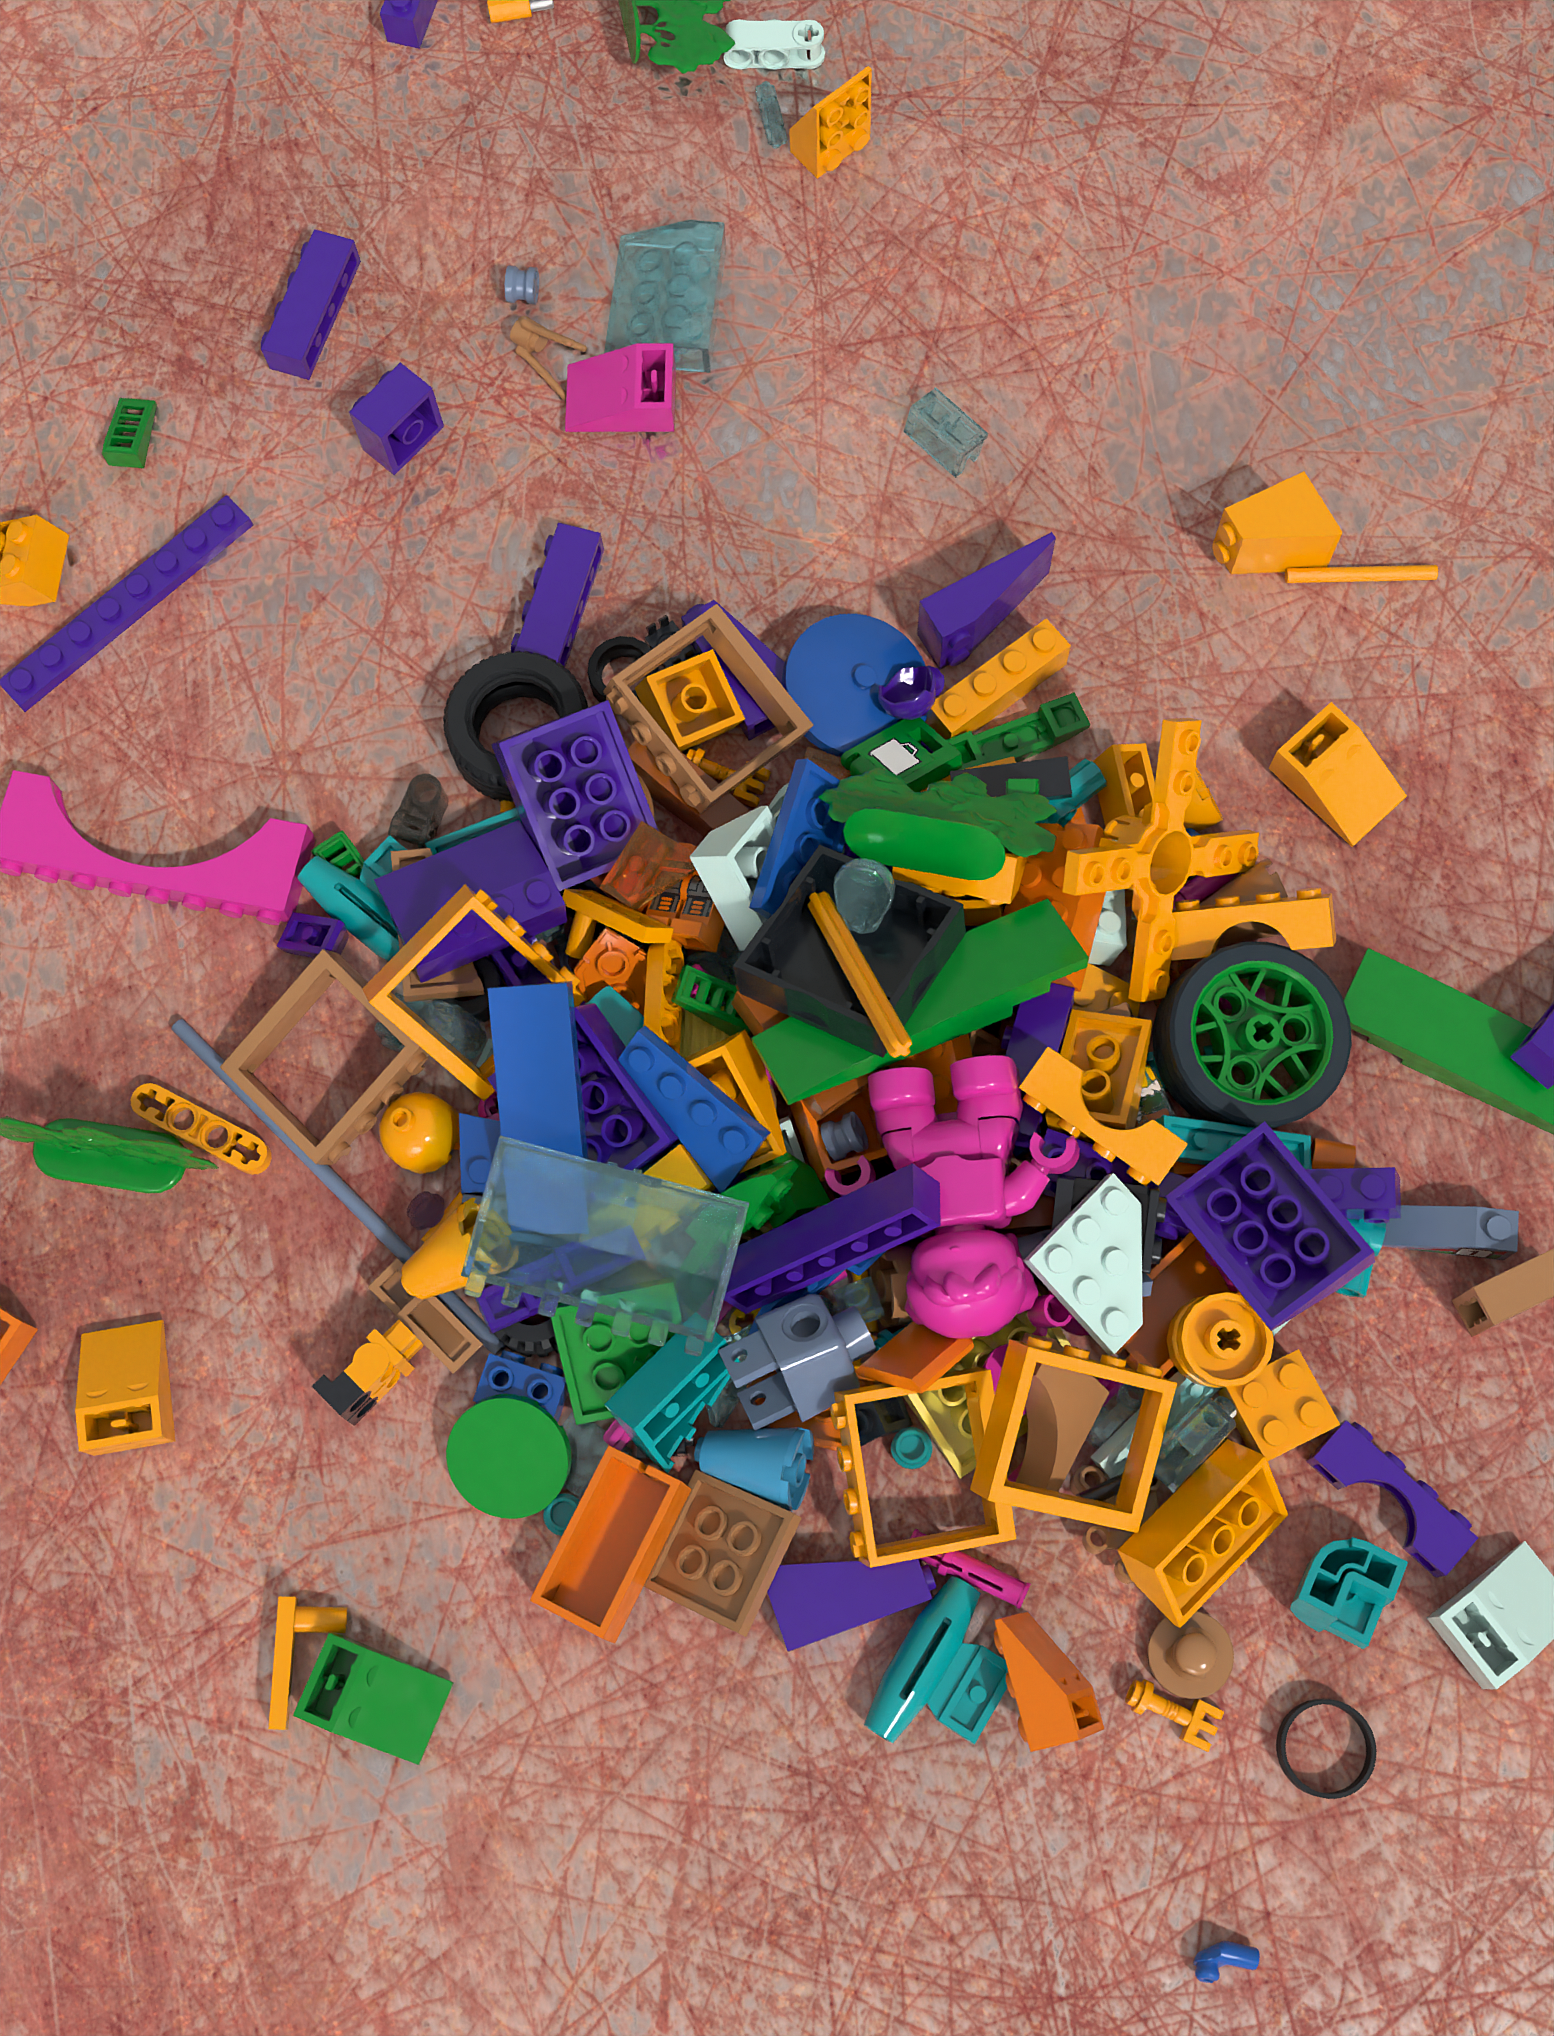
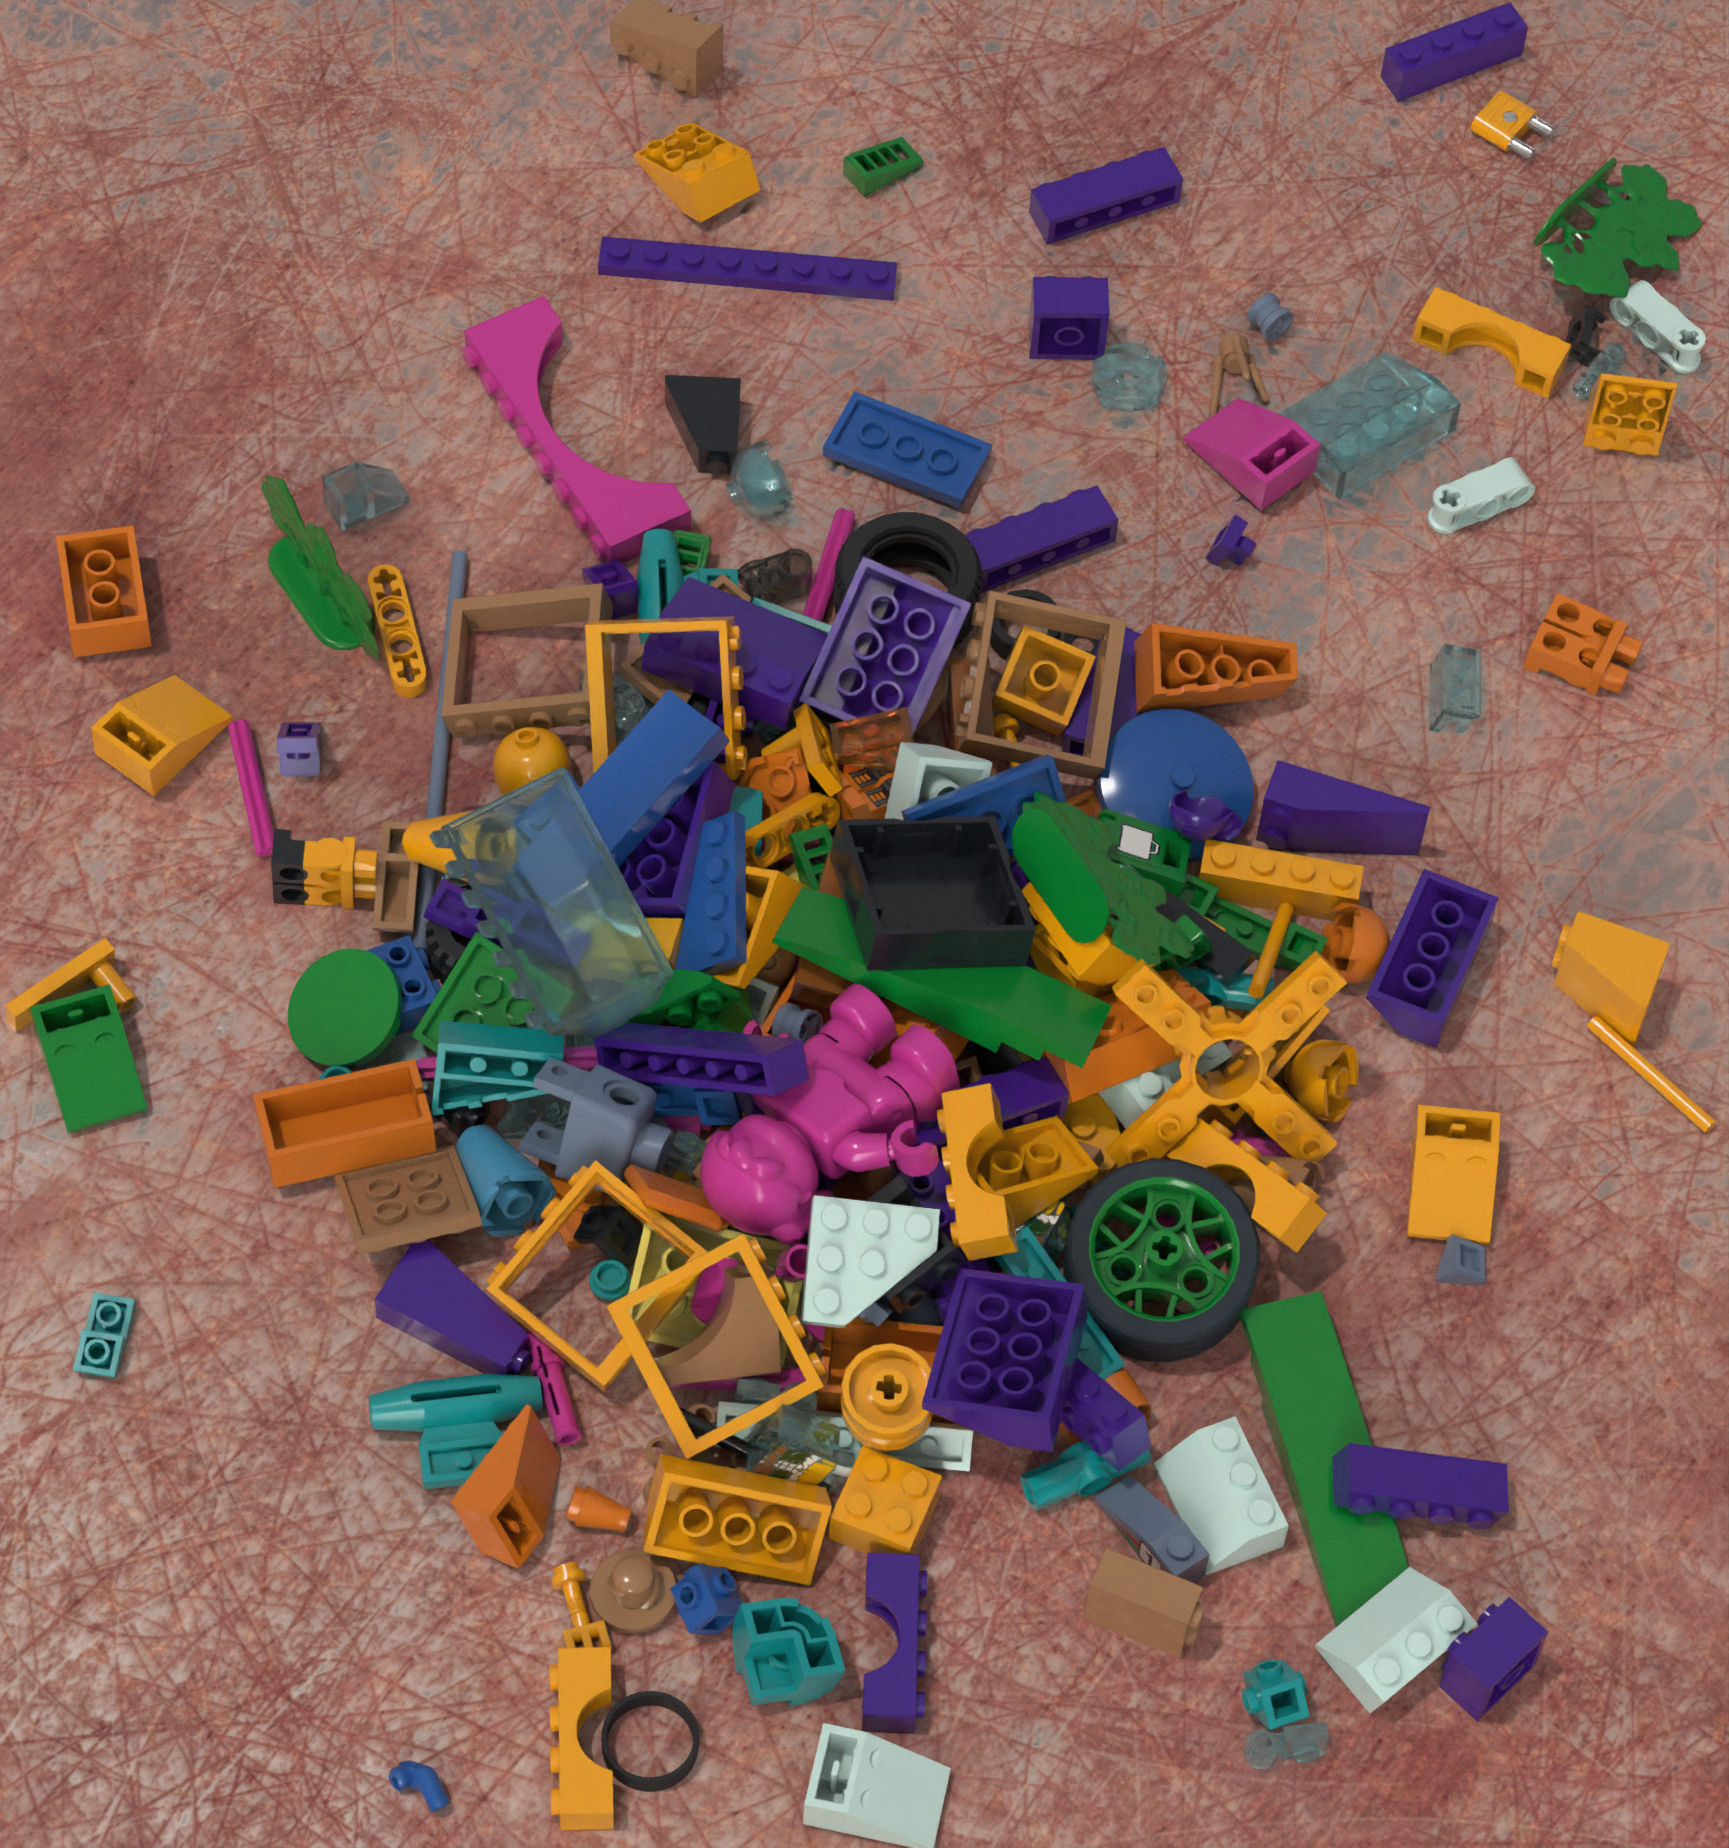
camera: 40 degrees right, 15 degrees down
(56, 1053) = (361, 493): none -> clear light blue slope
(234, 744) = (706, 418): none -> black slope
(236, 1290) = (299, 748): none -> slope
(239, 1358) = (252, 787): none -> dark pink axle
(327, 754) = (759, 482): none -> clear light blue cylinder
(395, 626) = (907, 449): none -> blue plate
(443, 767) = (824, 578): none -> dark pink axle
(483, 441) = (1124, 394): none -> clear light blue plate
(627, 1886) = (105, 1335): none -> teal slope
(684, 474) = (1231, 544): none -> dark purple tile
(719, 144) = (1455, 322): none -> light orange arch
(742, 103) = (1585, 323): none -> black piece
(781, 586) = (1205, 668): none -> orange wedge
(801, 279) = (1479, 496): none -> light aqua piece
(860, 975) = (911, 898): light orange axle -> none
(863, 894) = (979, 863): clear light blue hair -> none
(986, 320) = (1581, 646): none -> orange hips
(1060, 741) = (1271, 950): none -> light orange bar
(1098, 678) = (1356, 942): none -> orange cylinder
(1100, 1626) = (595, 1510): none -> orange cone
(1158, 634) = (1431, 956): none -> dark purple slope
(1250, 1607) = (707, 1599): none -> blue brick
(1333, 1837) = (584, 1787): none -> light orange arch
(1405, 828) = (1462, 1262): none -> sand blue slope
(1463, 1155) = (1223, 1495): none -> light aqua slope

